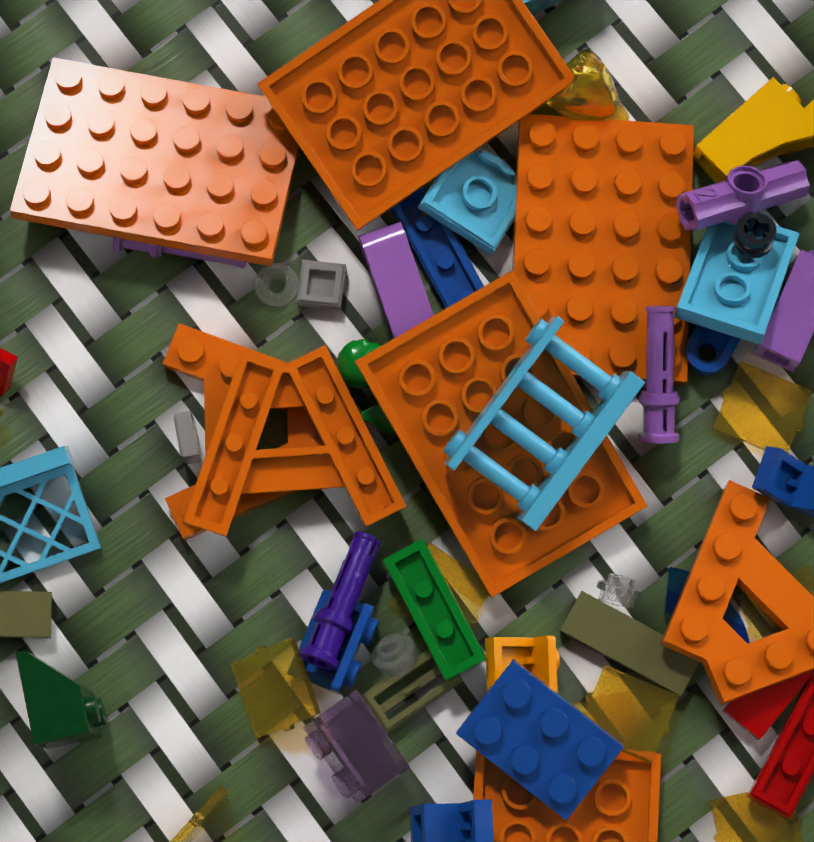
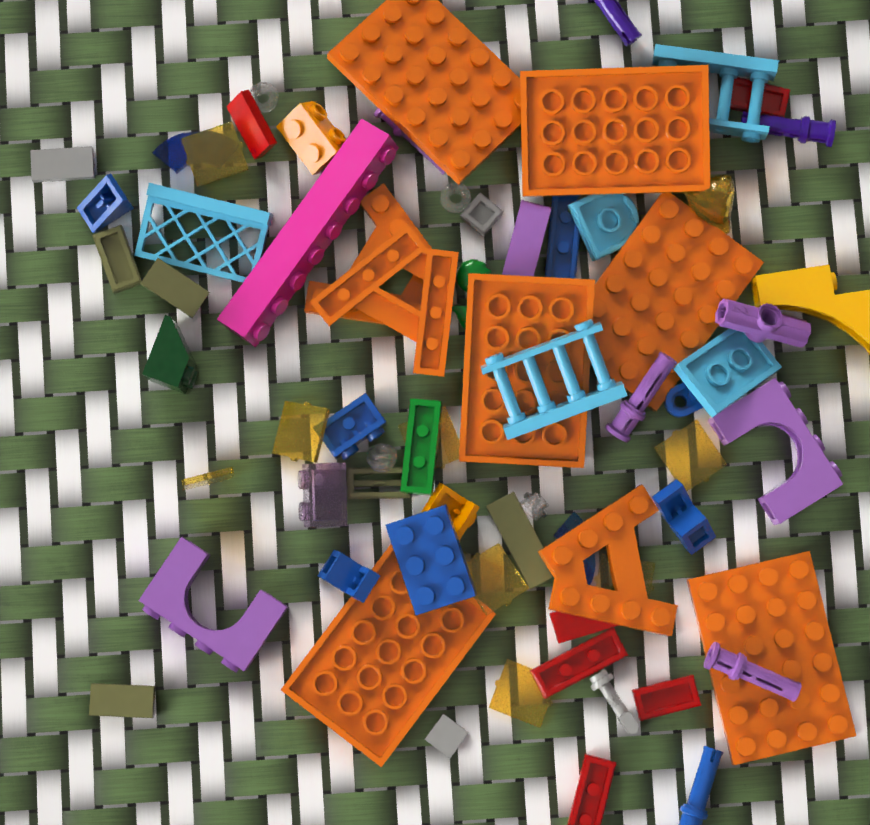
camera: 25 degrees right, 5 degrees up
(55, 322) = (311, 135): none -> bracket
(127, 442) = (308, 233): none -> dark pink brick
(187, 437) = (344, 253): light grey tile -> none
(334, 619) = (359, 414): dark purple pin -> none
(747, 243) = (761, 348): black bush -> none

